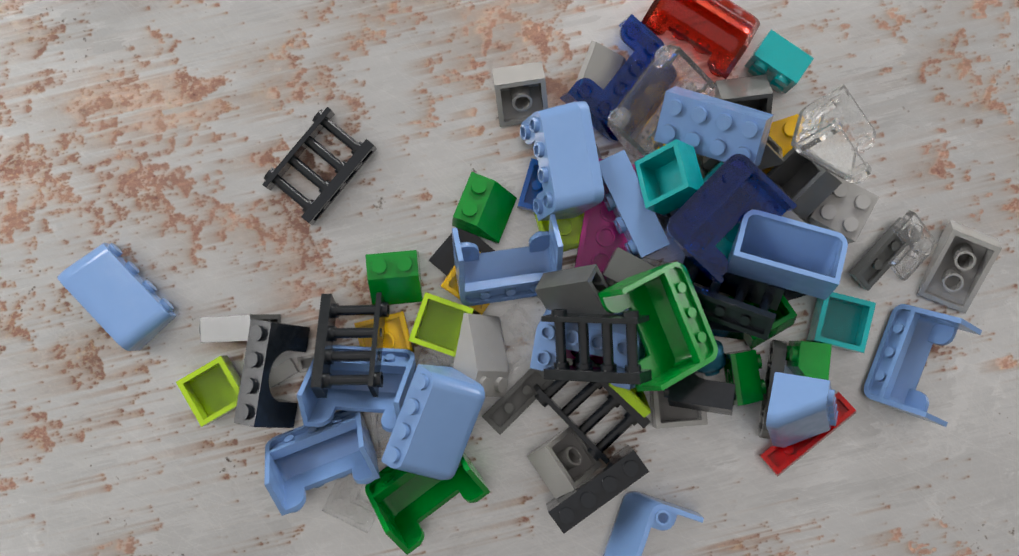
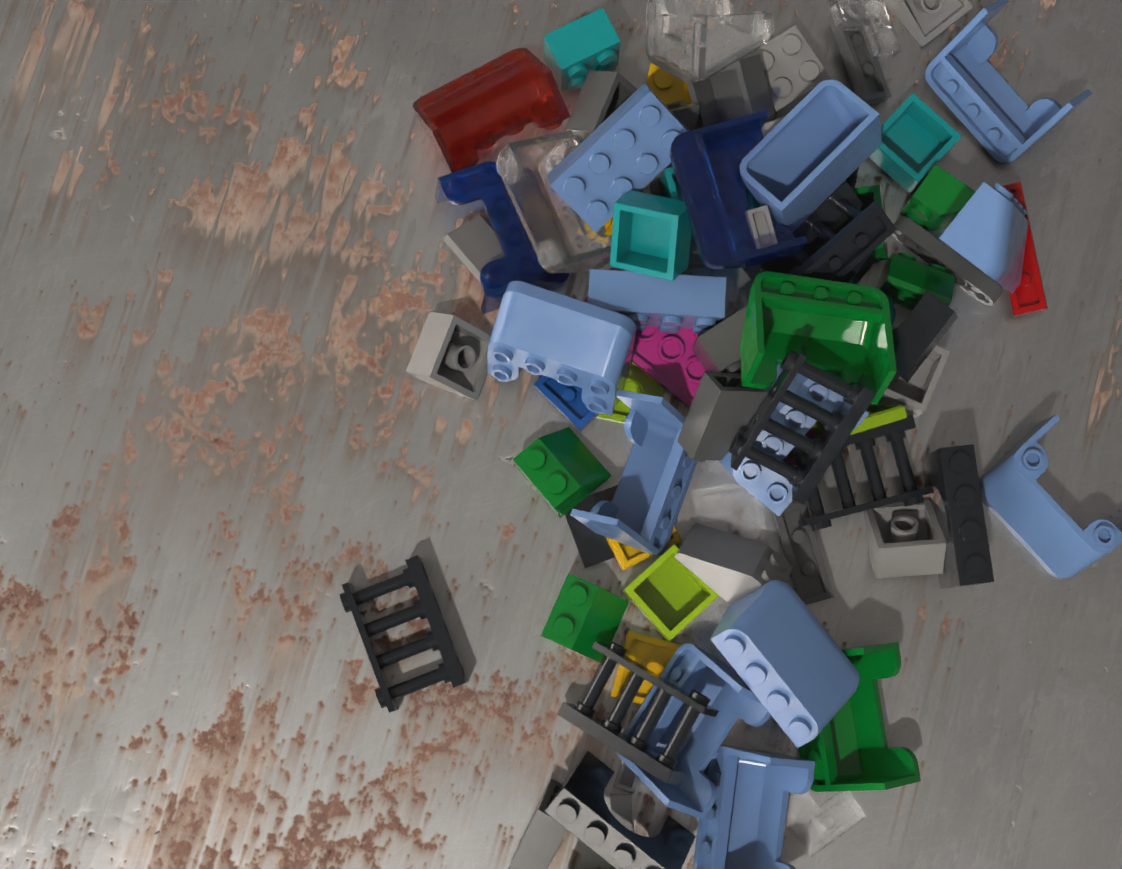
camera: 60 degrees left, 5 degrees down
(716, 248) = (761, 227): none -> light grey piece

